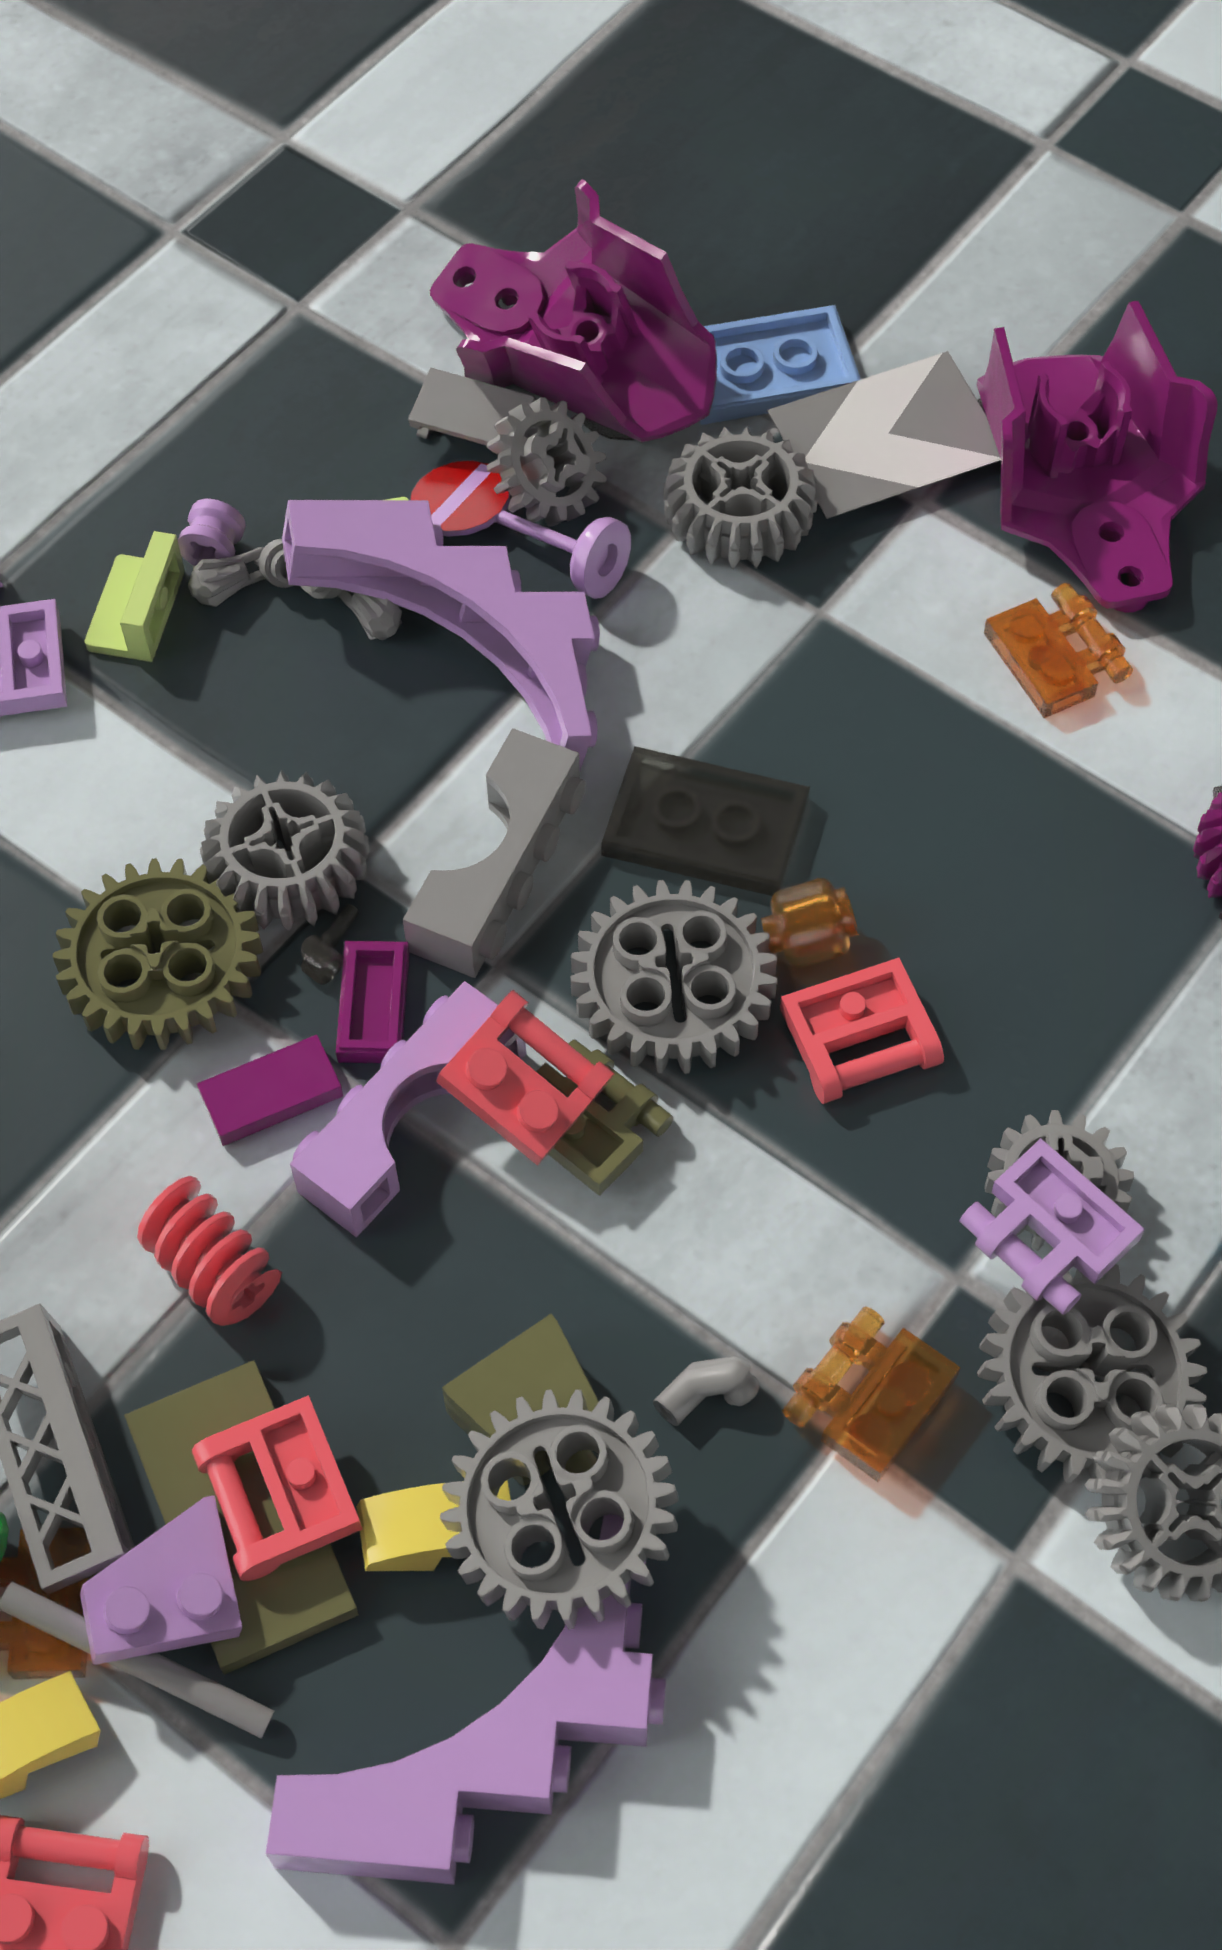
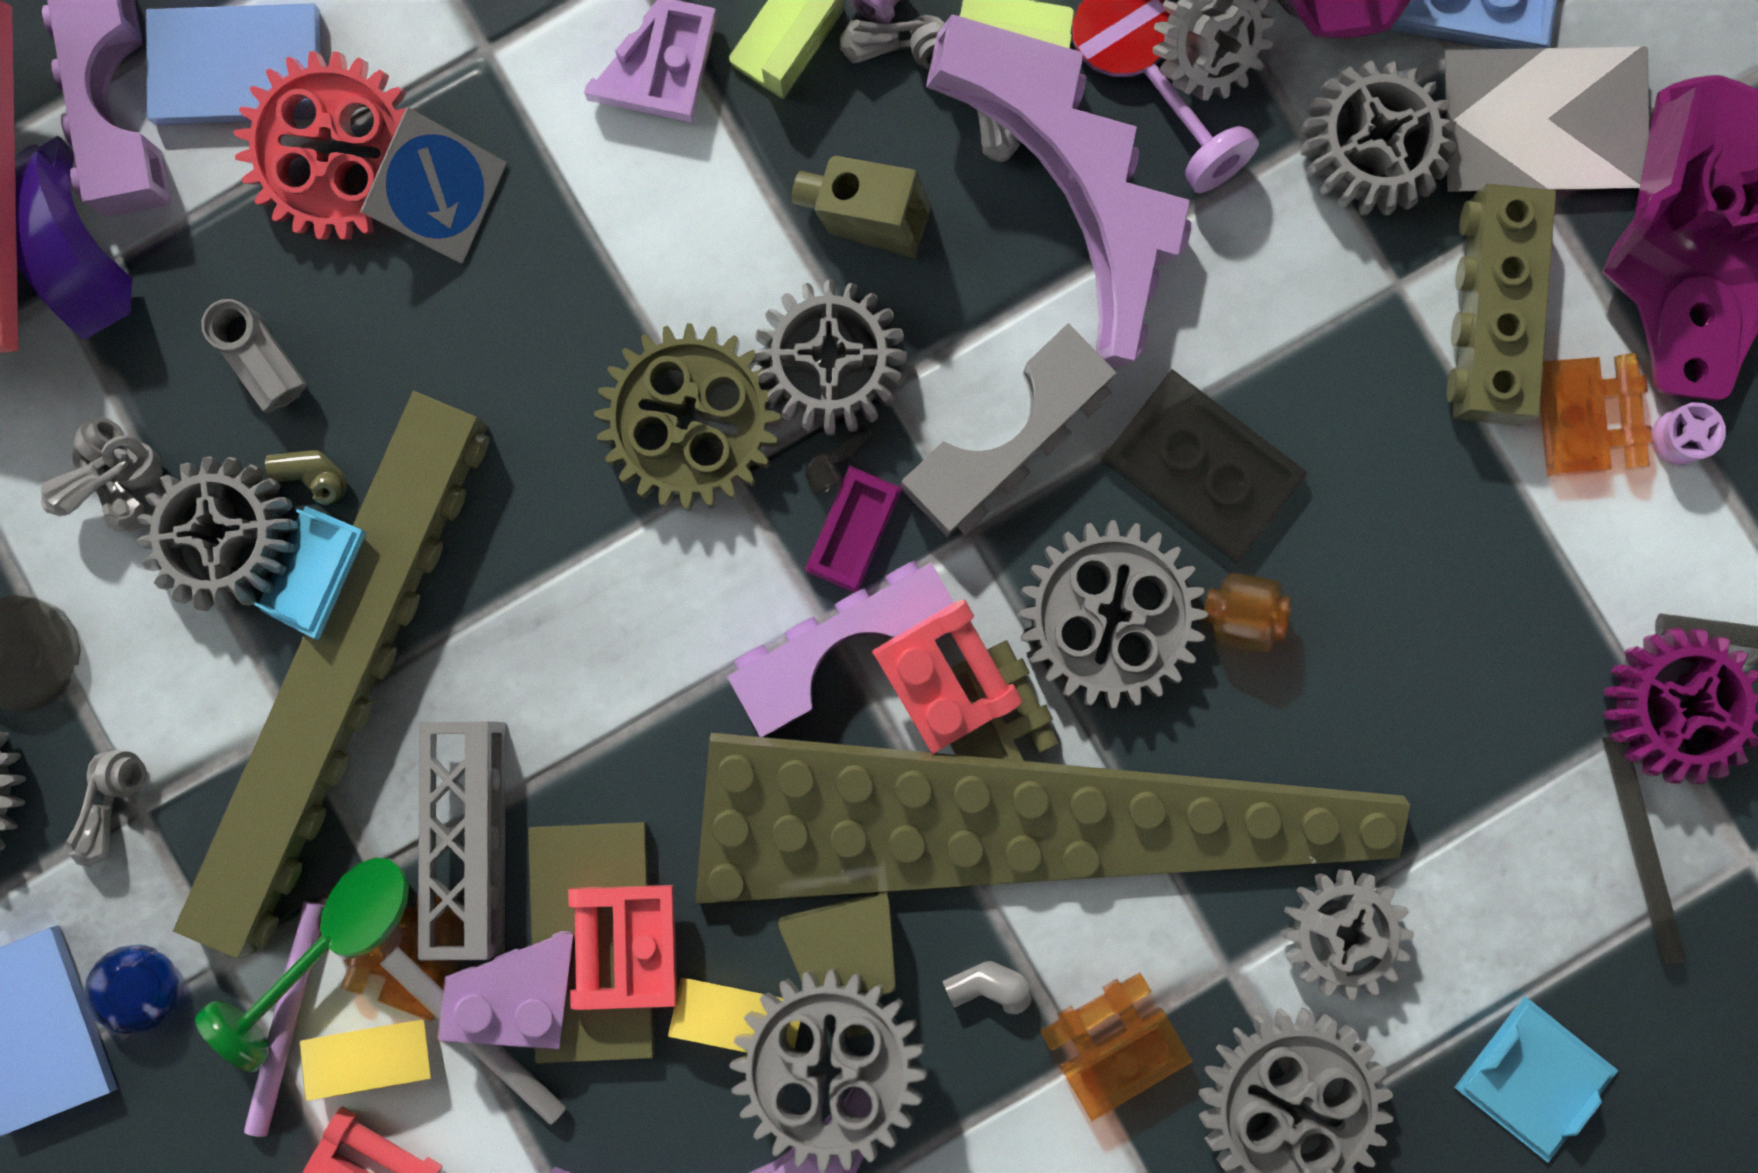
camera: 20 degrees right, 25 degrees up
(206, 1253) = (635, 717): coral piece -> none
(270, 1090) = (739, 580): magenta tile -> none
(271, 701) = (867, 203): none -> olive torso
(469, 1264) = (880, 820): none -> olive wing
(856, 1011) = (1252, 708): coral plate -> none
(924, 588) = (1502, 305): none -> olive brick
(1065, 1212) = (1335, 989): lavender plate -> none
(1153, 614) = (1701, 429): none -> lavender wheel

